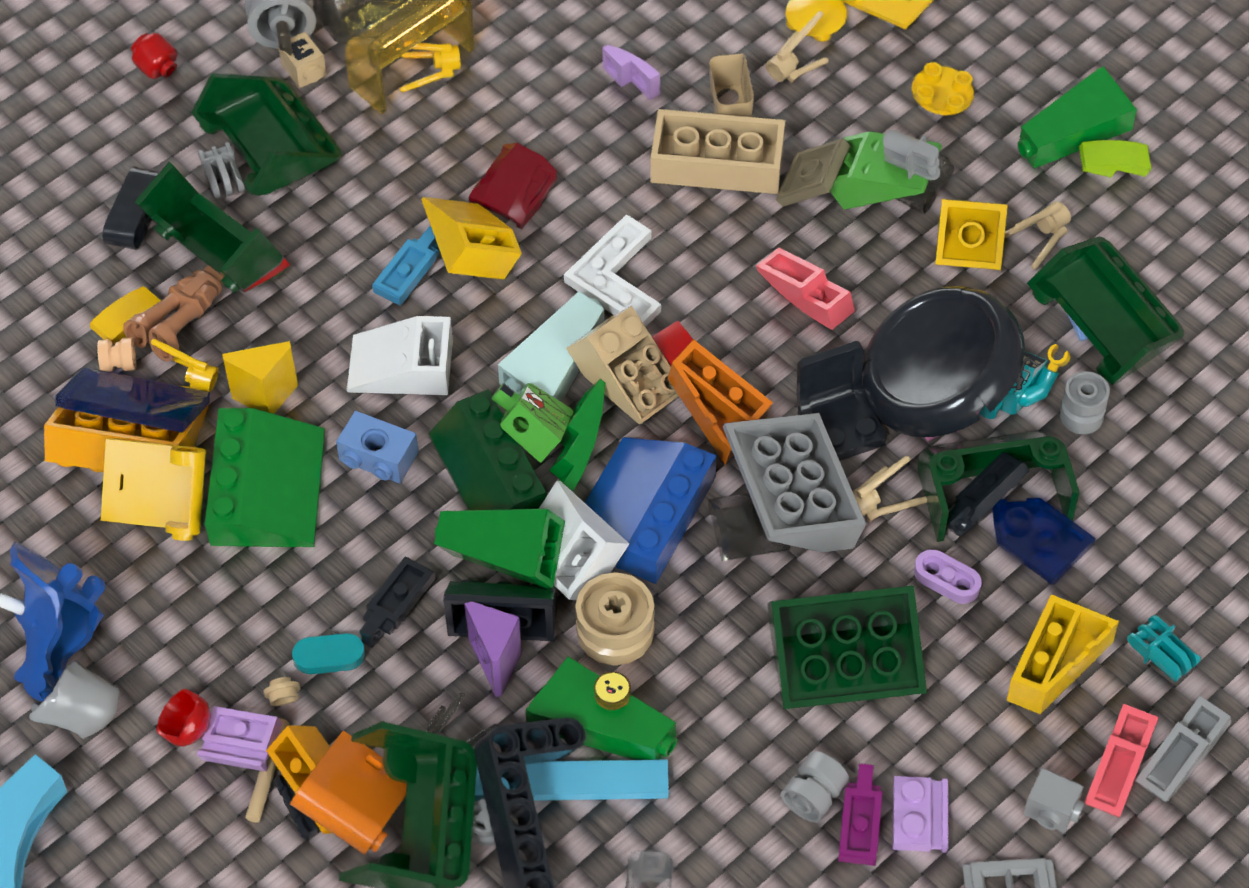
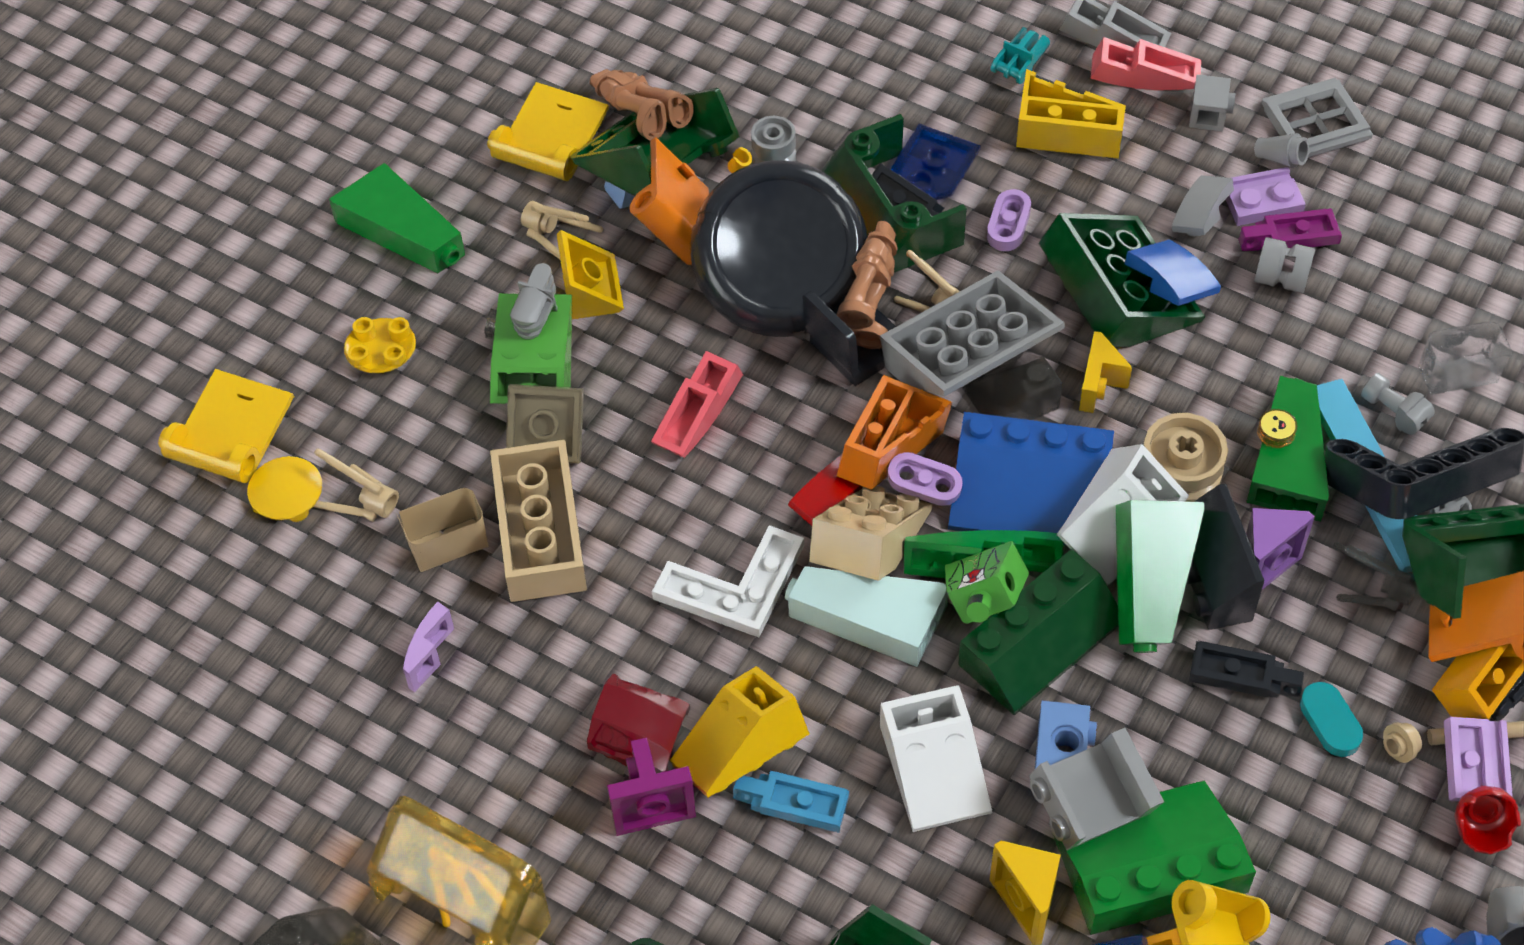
camera: 105 degrees left, 0 degrees up
(318, 435) = (1095, 790): none -> light grey panel
(446, 165) = (650, 797): none -> magenta bracket
(611, 836) = (1410, 412): none -> light grey leg
(657, 414) = (926, 477): none -> lavender plate
(746, 592) = (1103, 368): none -> yellow slope
(831, 682) = (1175, 272): none -> slope
(896, 423) = (873, 276): none -> nougat piece
(923, 748) = (1201, 205): none -> light grey slope
(965, 845) = (1285, 149): none -> light grey cone
(1035, 297) = (670, 201): none -> orange door
(1108, 156) = (441, 183): lime slope -> none
(1161, 246) = (548, 131): none -> yellow door
(1189, 308) = (651, 104): none -> nougat piece

